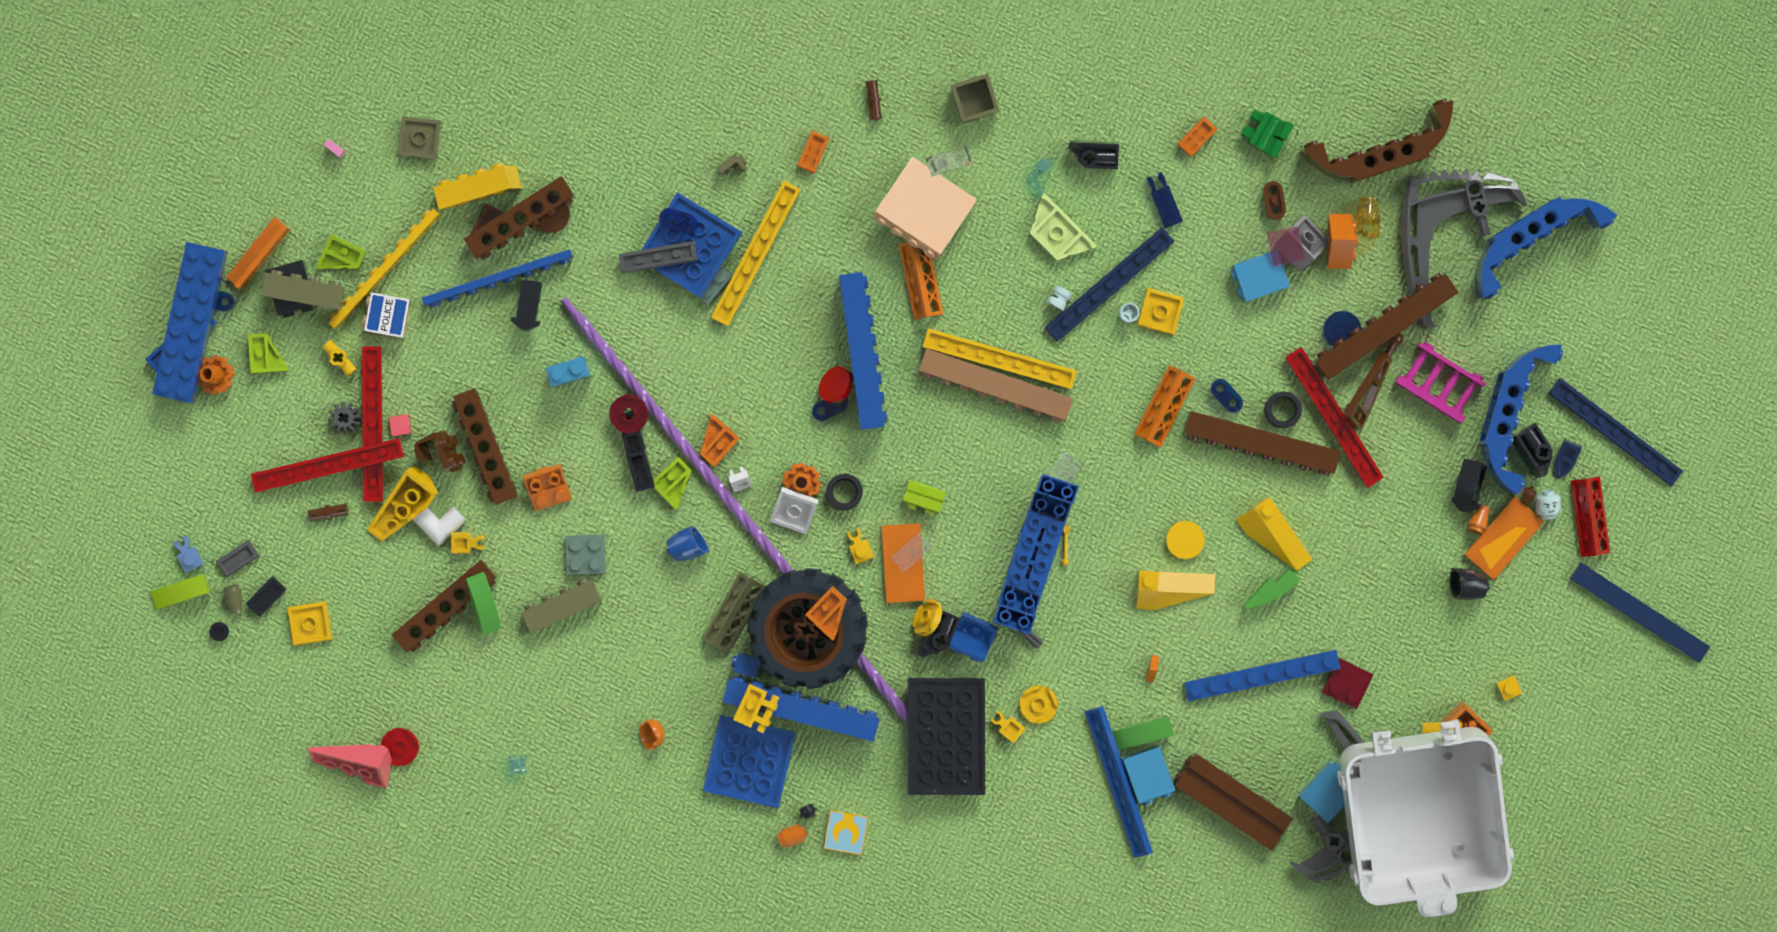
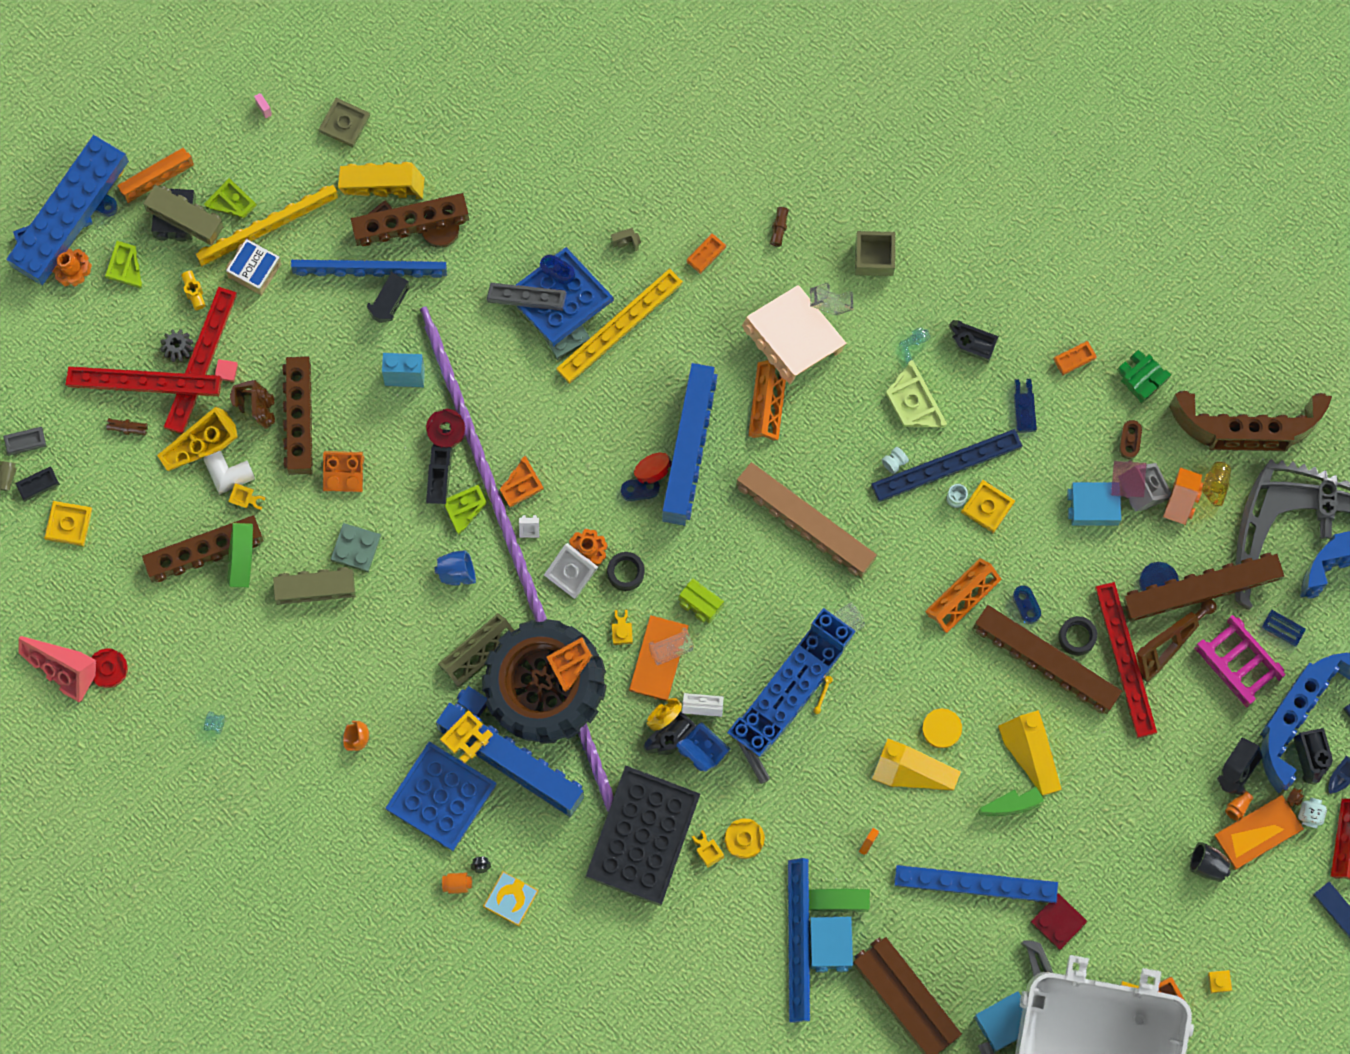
camera: 15 degrees right, 15 degrees down
(959, 595) = (702, 705): none -> white plate
(999, 358) = (820, 498): yellow plate -> none
(1487, 338) = (1272, 613): none -> clear blue tile

